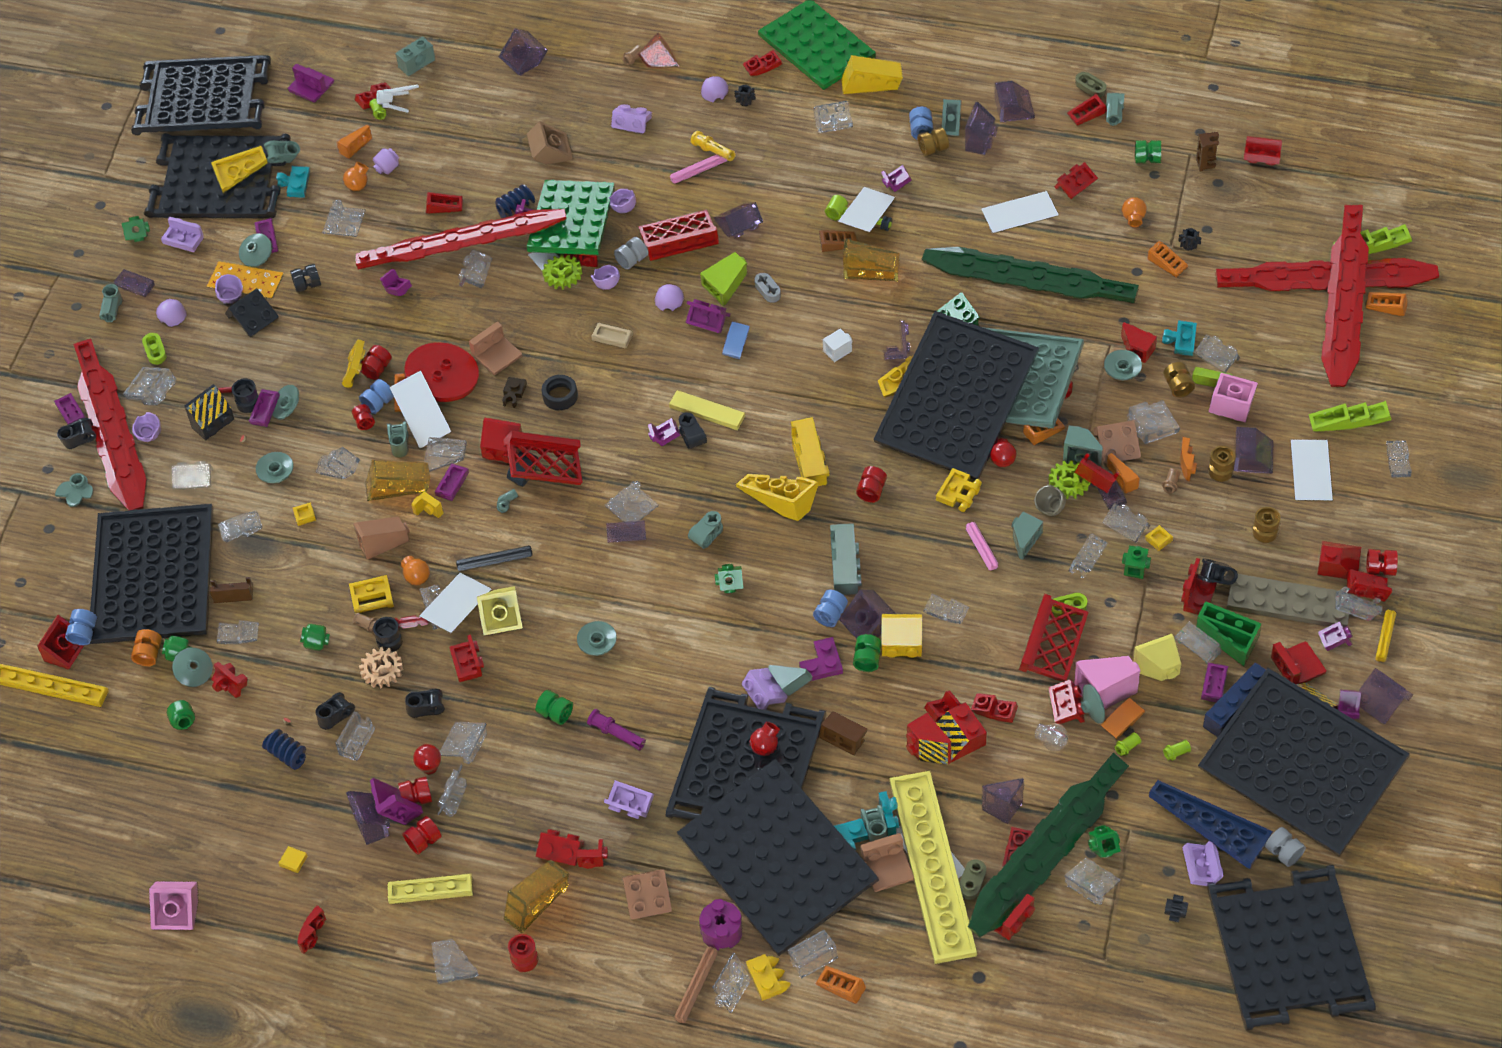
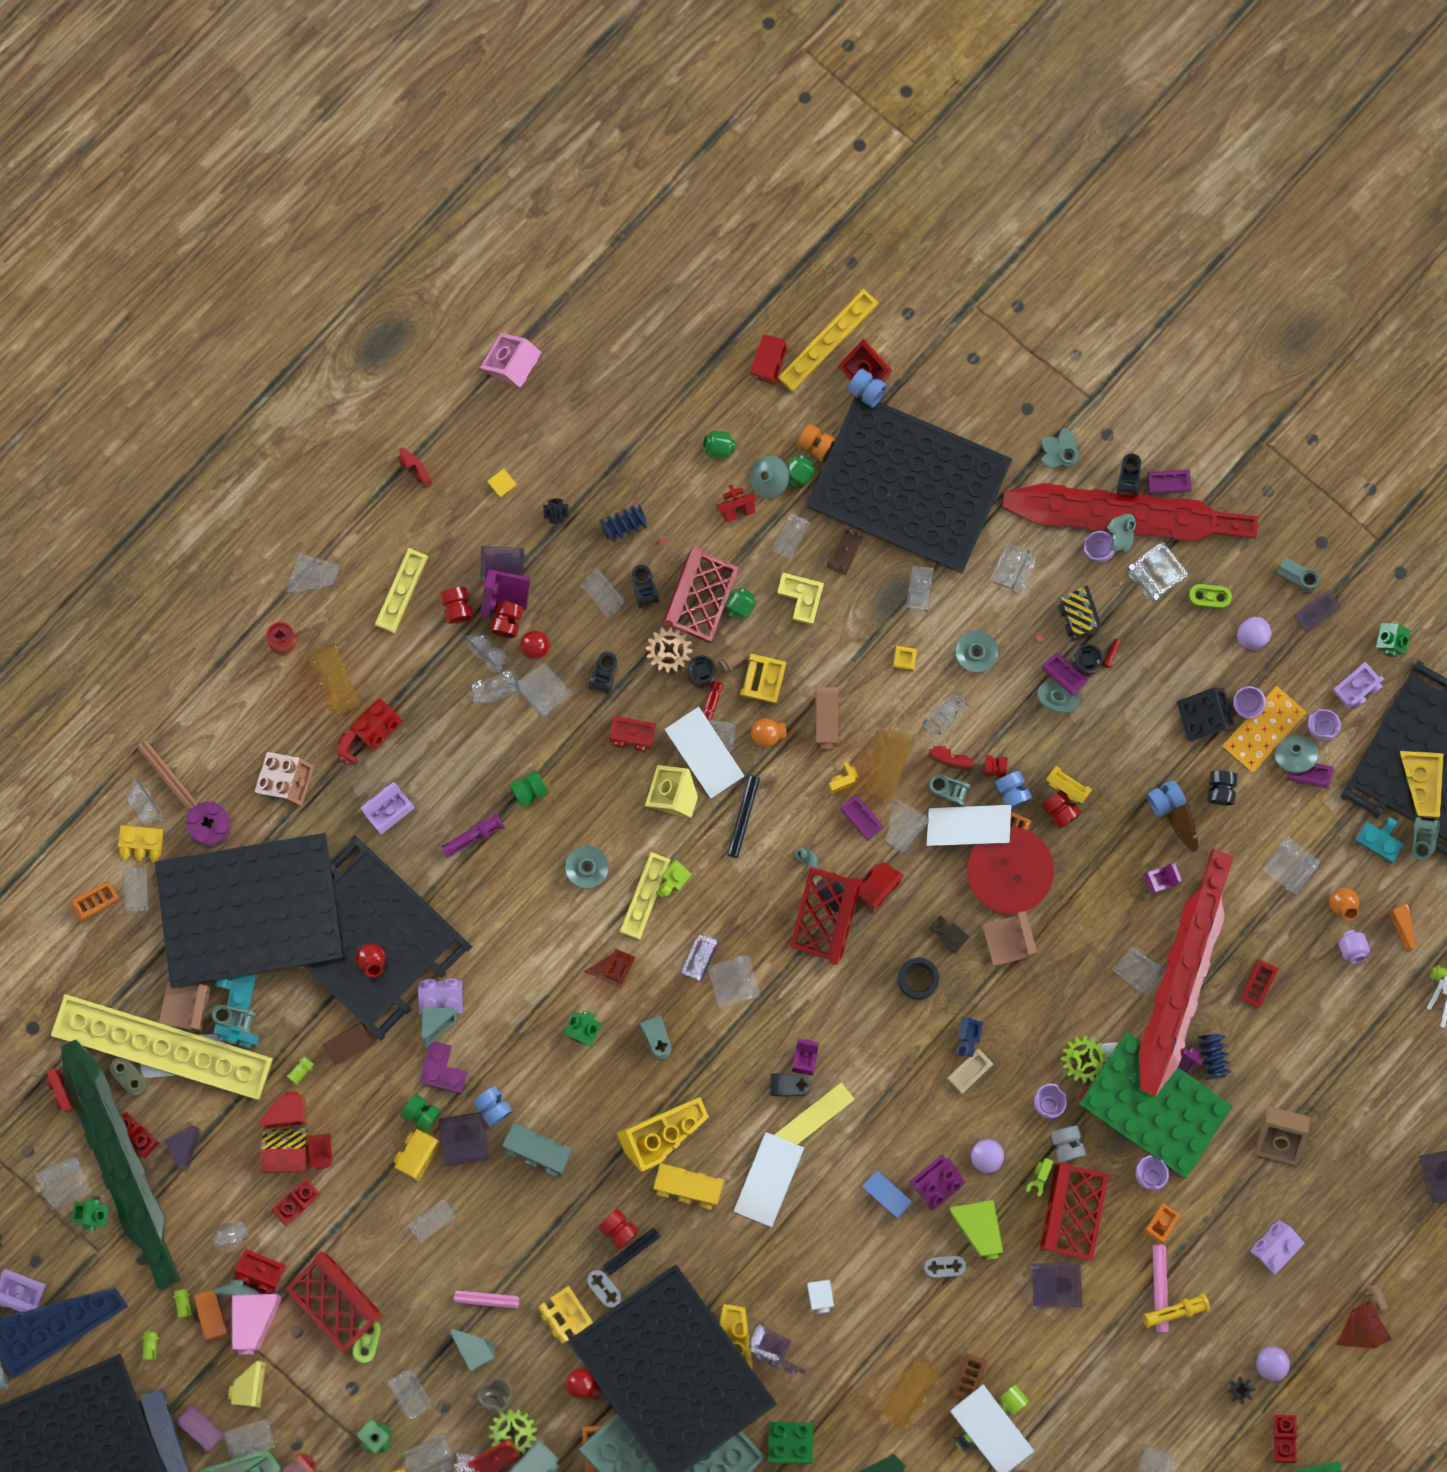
camera: 110 degrees right, 25 degrees up
(85, 713) = (769, 359): none -> red hinge
(120, 415) = (1122, 530): none -> sand green plate
(224, 242) = (1324, 725): none -> lavender hair
(283, 597) = (805, 592): none -> light yellow plate
(298, 803) = (555, 511): none -> black gear
(323, 677) = (682, 589): none -> fence
(332, 306) = (1166, 798): none -> medium blue wheel
(347, 285) = (1184, 826): none -> reddish brown brick
(371, 445) = (943, 756): none -> red slope
(479, 769) = (496, 687): none -> clear hinge
(571, 577) = (674, 878): none -> lime plate
(582, 345) = (970, 1034): none -> dark blue plate
(597, 593) = (644, 896): none -> light yellow tile
(657, 178) = (1162, 1223): none -> orange slope
(662, 259) = (1042, 1171): none -> lime plate
(668, 583) = (613, 968): none -> clear red slope
(768, 415) = (768, 1179): none -> white sticker
(886, 756) = (300, 1070): none -> lime pin
(892, 476) = (631, 1251): none -> black axle
(925, 478) = (600, 1292): none -> light grey beam

